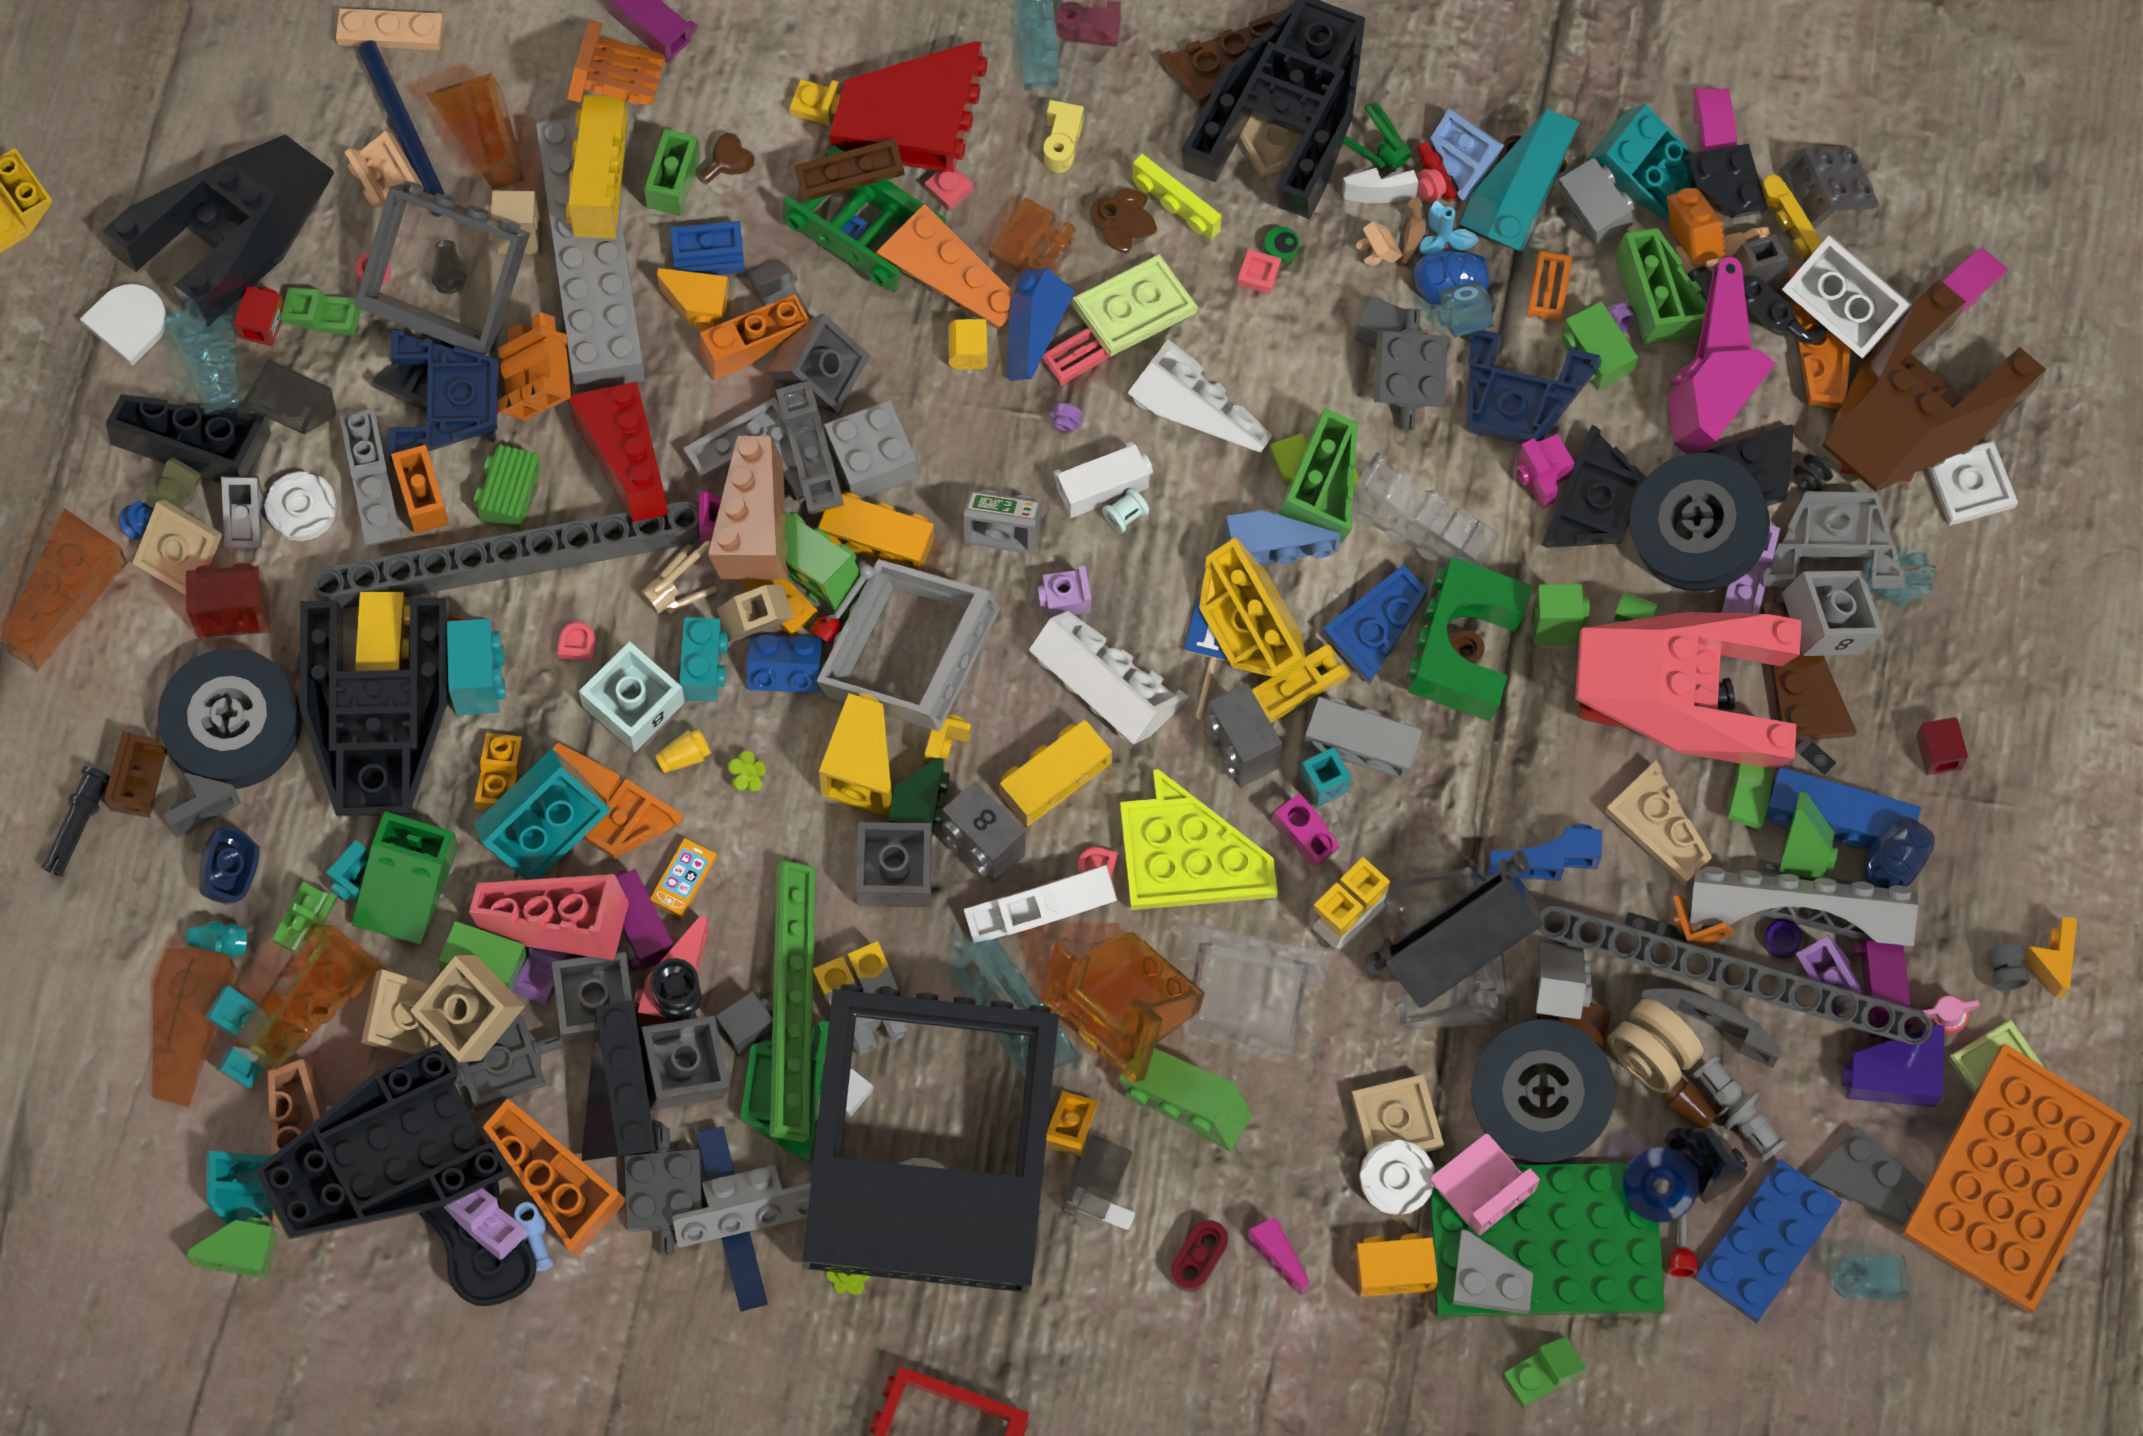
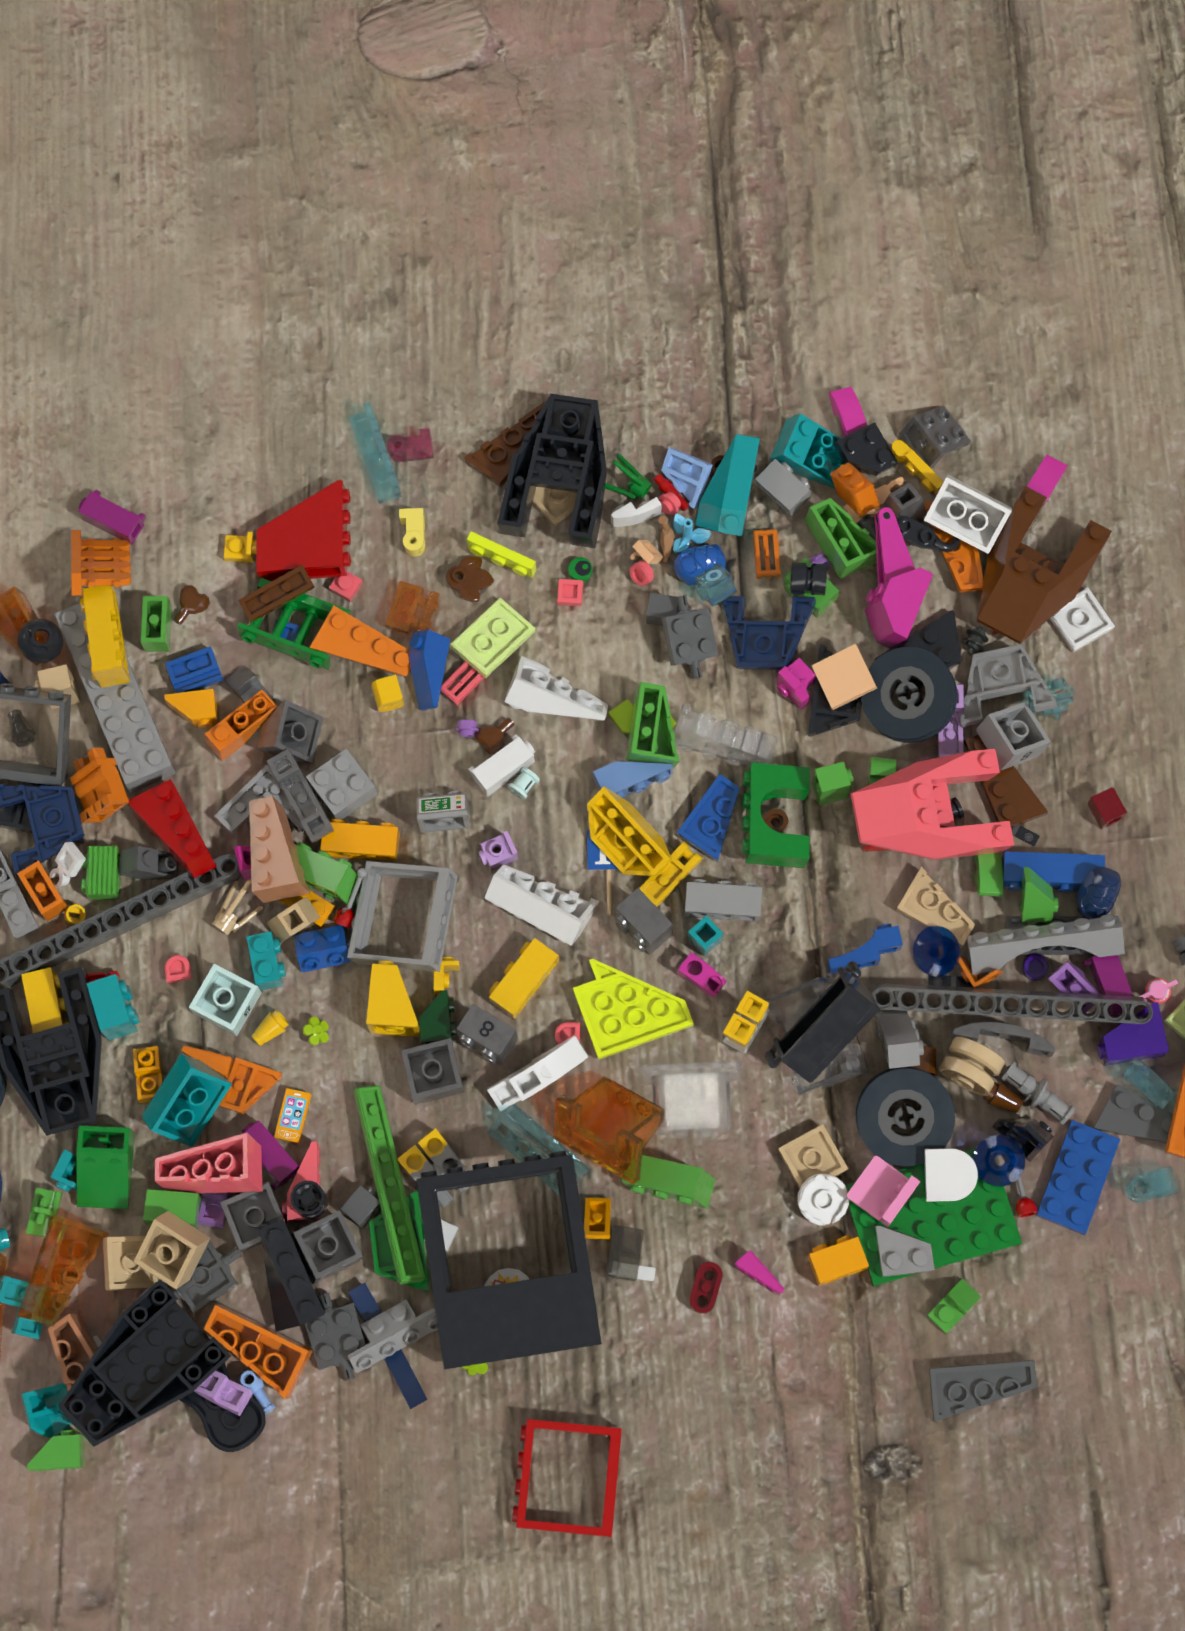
camera: 10 degrees left, 5 degrees up
(456, 526) = (77, 910): none -> yellow hinge
(466, 460) = (69, 863): none -> white plate
(500, 166) = (37, 651): none -> black piece
(573, 489) = (147, 864): none -> dark grey slope
(1100, 438) = (493, 736): none -> reddish brown rock
(1366, 269) = (641, 573): none -> coral tile
(1584, 1185) = (948, 1174): none -> white tile
(1597, 328) = (808, 578): none -> black wheel
(1614, 474) = (844, 676): none -> light nougat tile
(1634, 878) = (926, 951): none -> clear blue dish
(1903, 1136) = (1149, 1083): none -> clear light blue hinge

